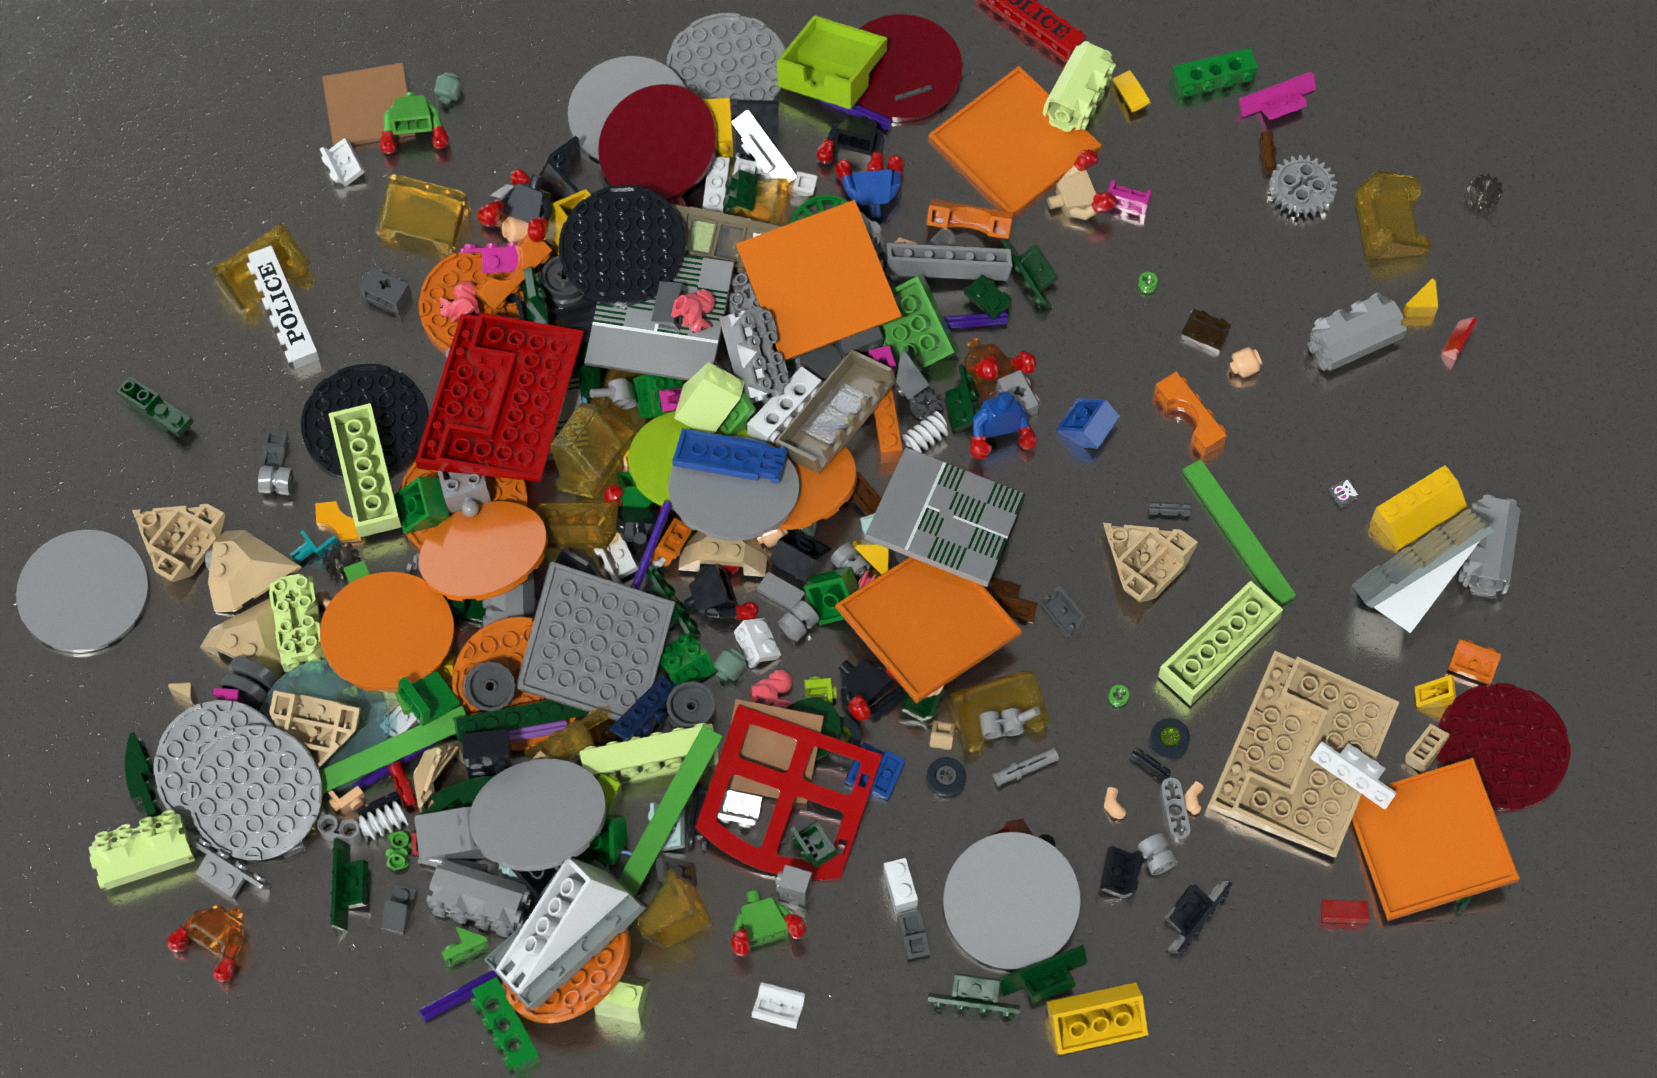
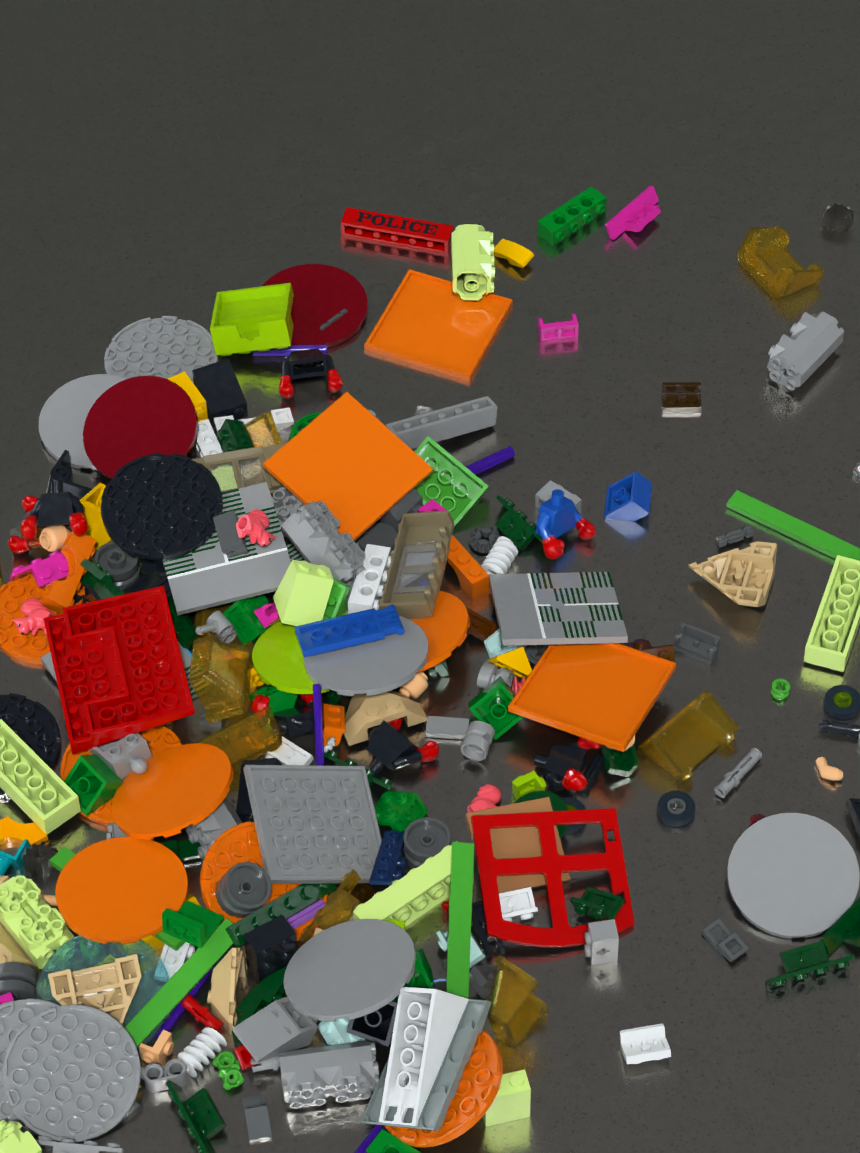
camera: 25 degrees left, 15 degrees down
(379, 803) = (186, 1041): black axle -> none
(471, 944) = (337, 1119): bright green slope -> none
(730, 665) = (439, 798): sand green head -> none
(756, 641) = (450, 773): white bracket -> none
(761, 147) = (231, 398): white bracket -> none
(763, 922) = (594, 982): bright green torso -> none
(799, 555) = (447, 692): black slope -> none
(872, 187) = (328, 395): blue torso -> none
(886, 774) = (626, 827): blue slope -> none
(900, 885) = (691, 905): white brick -> none
(911, 374) = (464, 515): dark grey slope -> none
(942, 735) = (652, 779): tan slope -> none
(950, 214) = (438, 389): orange arch -> none
(988, 297) = (489, 440): dark green bracket -> none
(988, 363) = (523, 486): torso -> none
(1008, 724) = (703, 745): light grey beam -> none
(1035, 269) = (517, 407): dark green bracket -> none
(1076, 193) = (516, 340): tan torso -> none
(1142, 282) = (611, 386): bright green bush -> none
(1175, 393) = (687, 450): orange arch -> none
(1246, 362) = (729, 406): light nougat head -> none
(1268, 151) = (650, 255): reddish brown pin -> none
(1303, 186) = (693, 267): light grey gear -> none
(1423, 303) = (843, 310): yellow slope -> none

